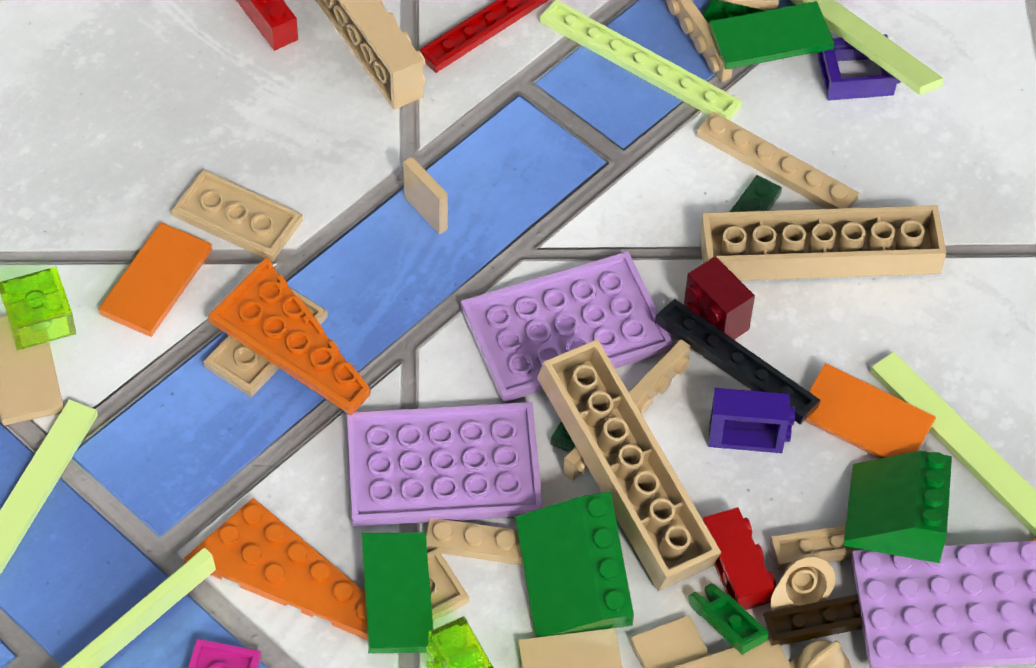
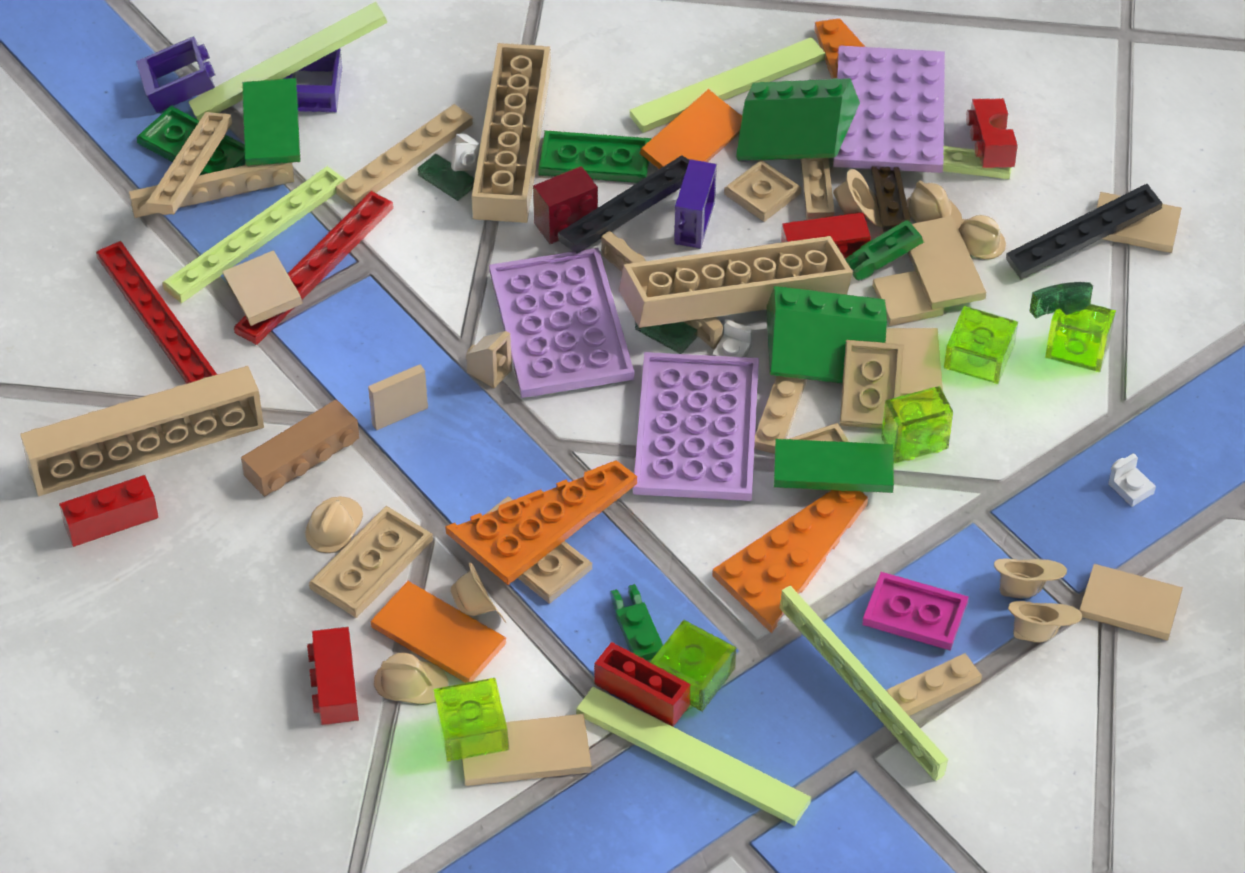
camera: 80 degrees left, 5 degrees down
(91, 445) = (642, 684): none -> red brick
(92, 203) = (333, 676): none -> red brick
(98, 265) = (408, 679): none -> tan piece
(118, 486) = (697, 659): none -> clear neon green brick
(179, 440) = (636, 624): none -> green hinge
(191, 301) = (471, 594): none -> tan piece
(281, 179) = (333, 524): none -> tan piece
(360, 135) = (300, 448): none -> medium nougat brick
(494, 267) = (490, 358): none -> tan slope
(521, 619) = (869, 379): none -> tan tile
(559, 72) = (262, 287): none -> tan tile
(561, 486) = (735, 341): none -> white bracket
(606, 114) = (324, 258): none -> red tile
(769, 201) = (465, 153): none -> white bracket
(806, 495) = (762, 190): none -> tan tile
(817, 327) = (600, 155): none -> green tile

